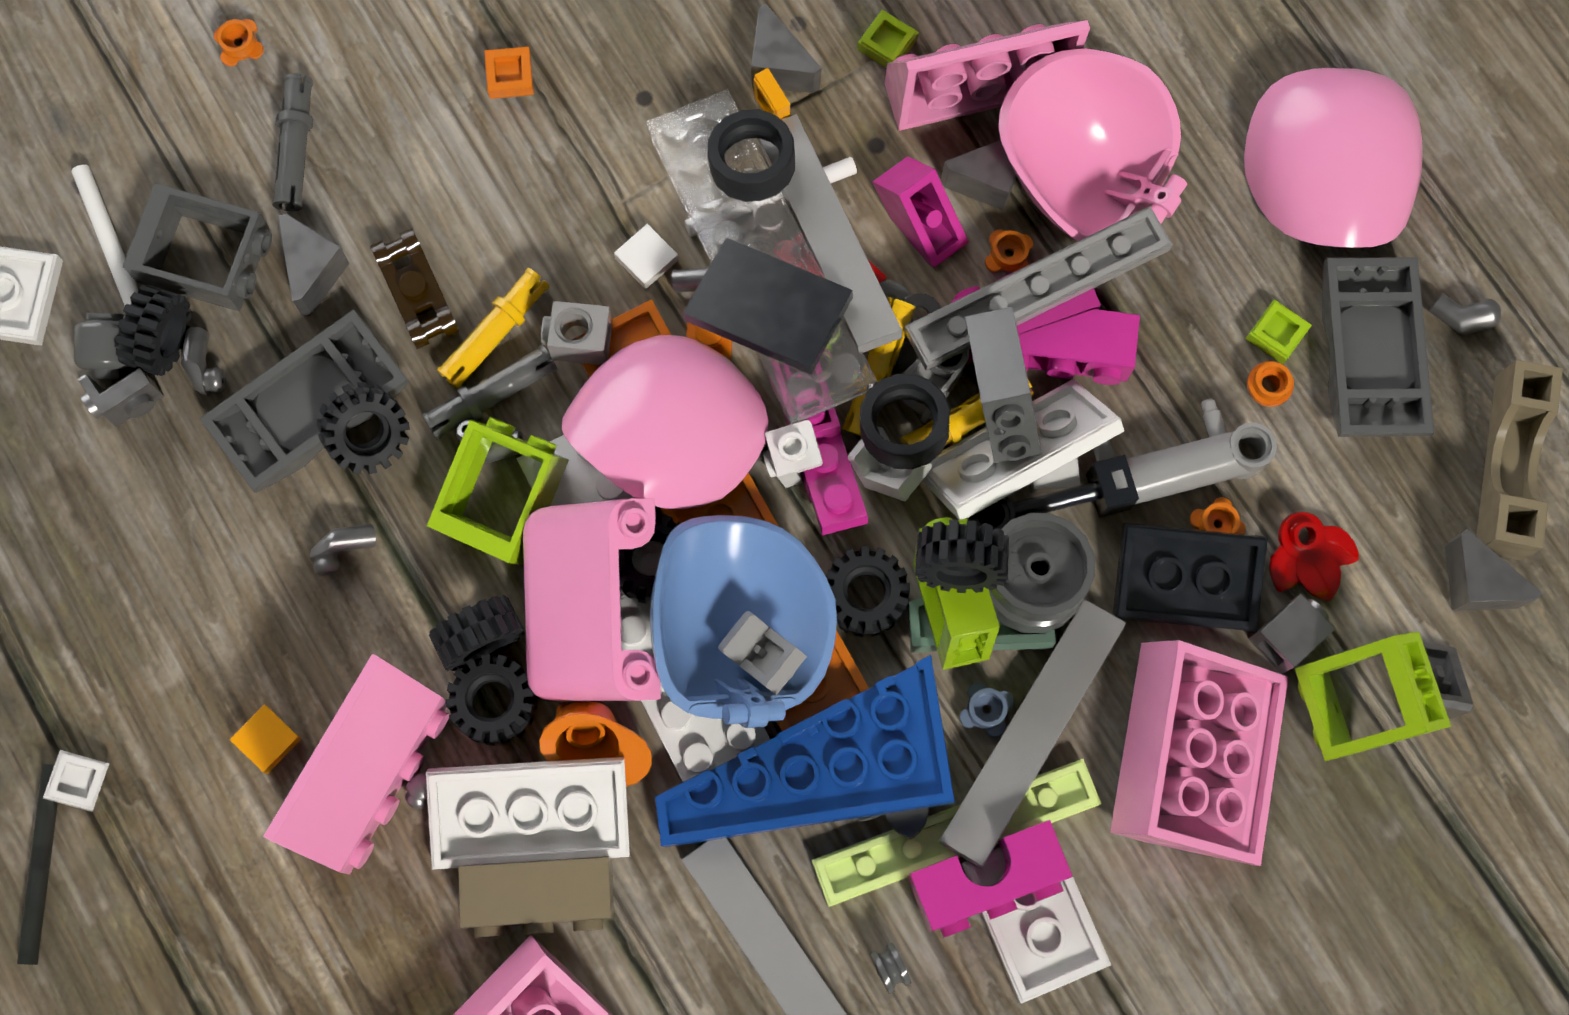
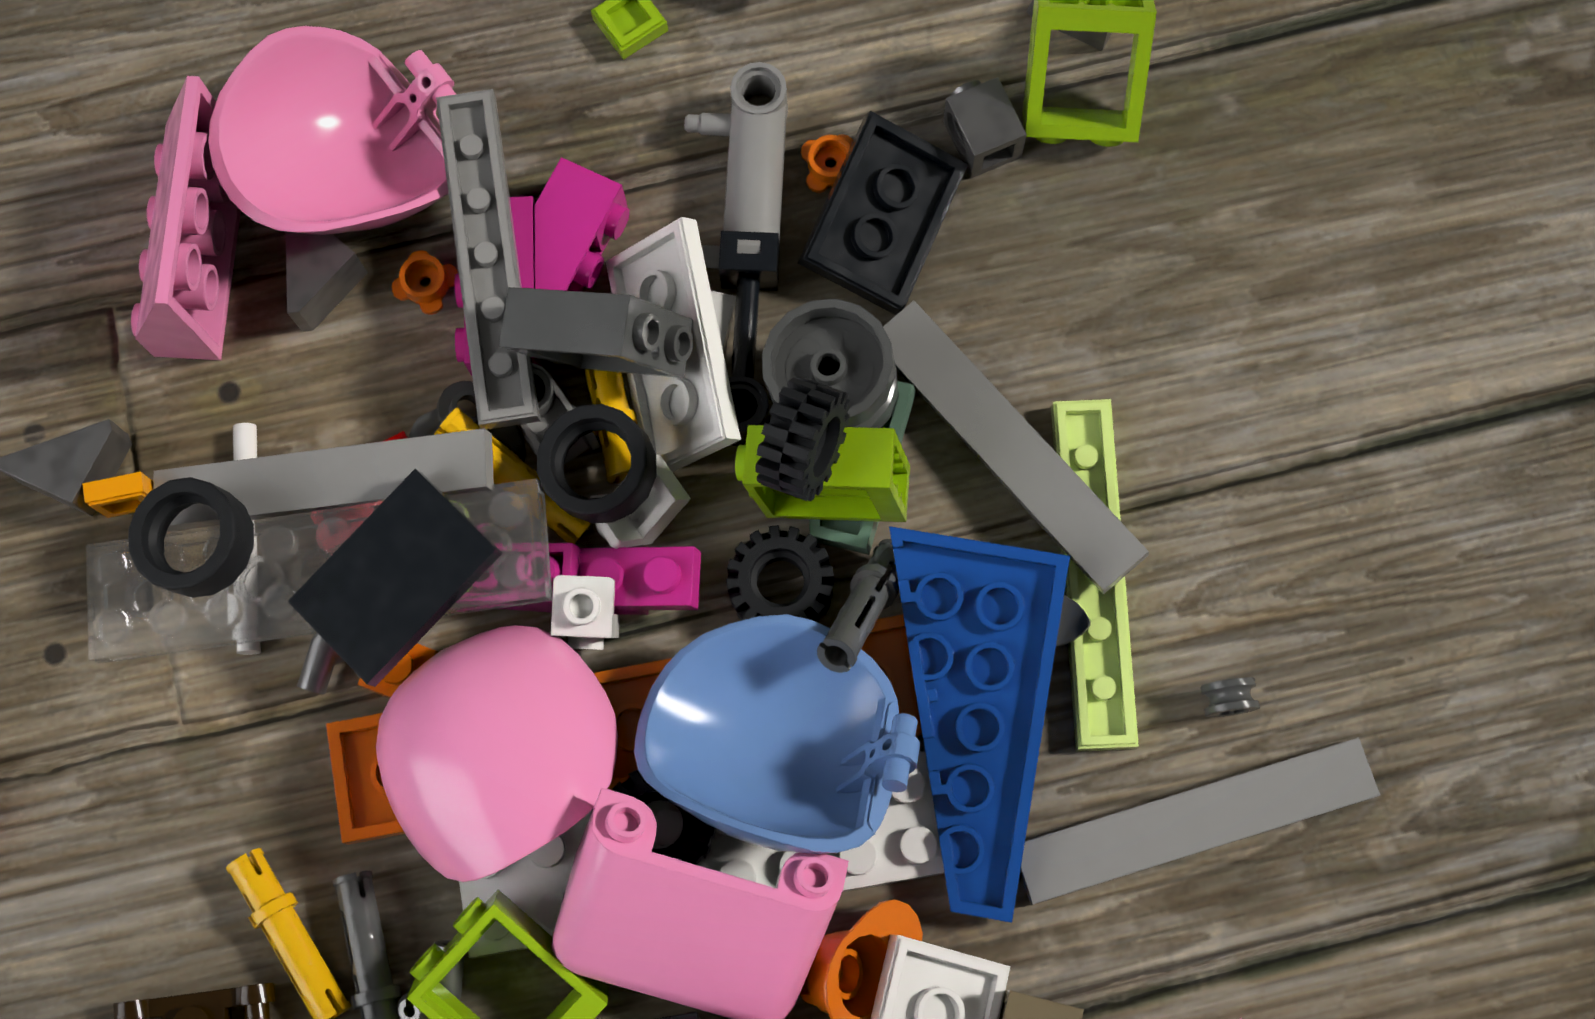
camera: 65 degrees left, 0 degrees up
(588, 350) = (328, 801): light grey brick -> none
(646, 256) = (265, 714): white tile -> none
(762, 652) = (825, 722): light grey bracket -> none
(827, 646) = (872, 590): none -> dark grey pin
(887, 39) = (100, 333): lime tile -> none
(921, 209) = (333, 363): dark pink slope -> none
(999, 703) = (958, 474): sand blue plate -> none
(1031, 866) = (1166, 497): dark pink arch -> none
(1042, 940) = (1214, 514): white tile -> none
(1200, 752) = (1084, 273): bright pink slope -> none
(1279, 375) = (688, 35): orange plate -> none
(1314, 563) = (907, 76): red plate -> none

